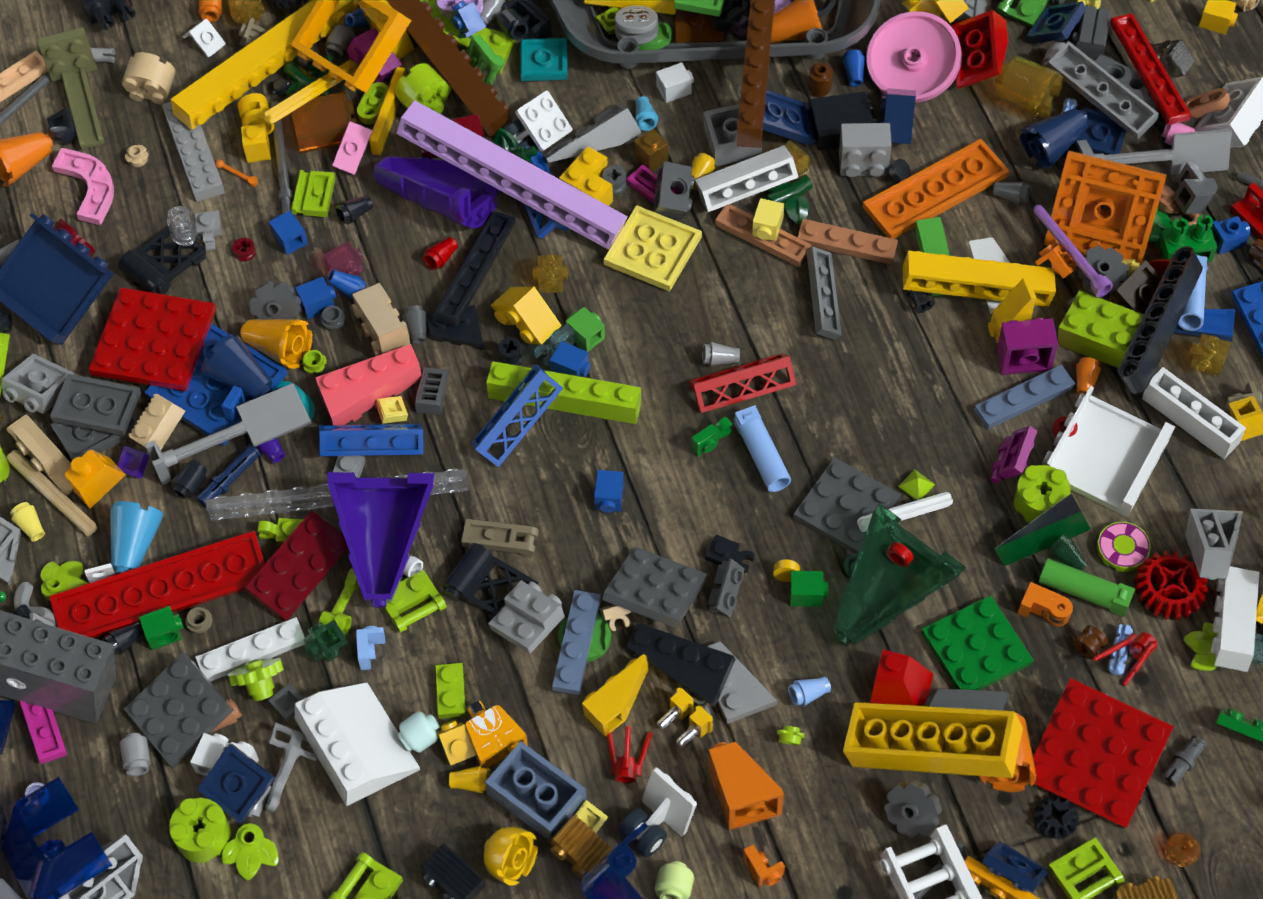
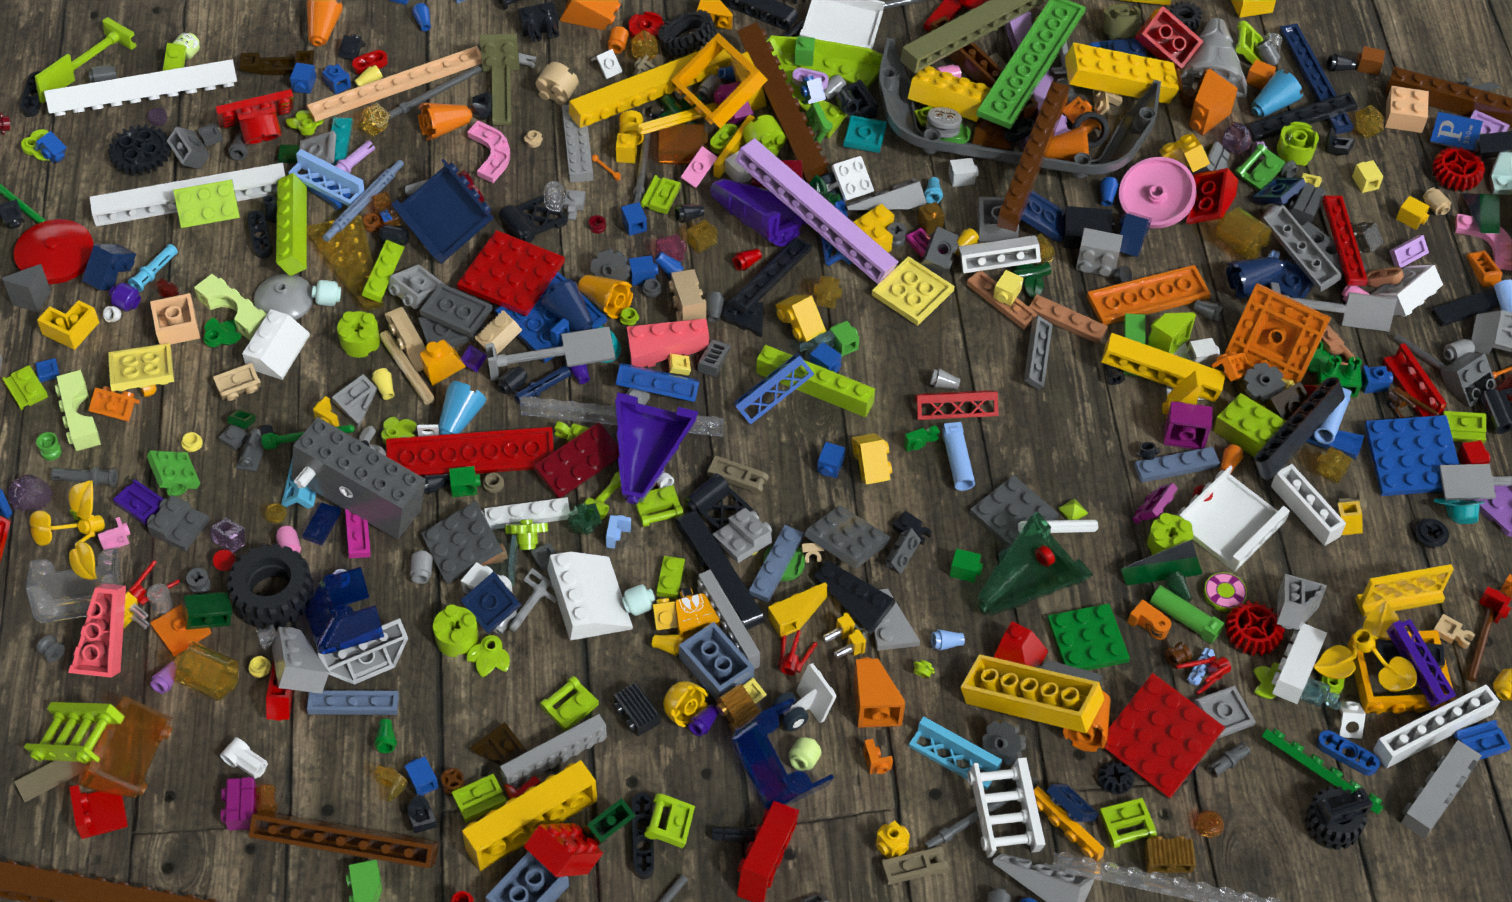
camera: 10 degrees right, 5 degrees down
(249, 718) = (513, 559): none -> clear light blue piece
(378, 236) = (702, 236): none -> clear yellow brick
(396, 142) = (735, 171): none -> white brick
(509, 668) = (713, 558): none -> black beam
(510, 351) = (781, 341): black bush -> none
(536, 729) = (729, 620): none -> light grey piece
(538, 871) = (702, 722): none -> dark purple cone
(659, 475) = (872, 457): none -> yellow brick
(783, 569) = (950, 547): yellow tile -> none
(820, 79) = (1078, 193): reddish brown brick -> none
(853, 825) = (955, 745): none -> medium azure fence
(975, 231) = (1171, 331): none -> lime slope
(986, 388) = (1148, 450): none -> black plate
(1019, 247) = (1203, 351): none -> white brick
(1099, 284) = (1258, 391): medium lavender piece -> none
(1164, 698) = (1228, 709): none -> light grey plate
(1194, 189) = (1355, 339): dark grey brick -> none
(1226, 64) = (1409, 251): none -> lavender plate

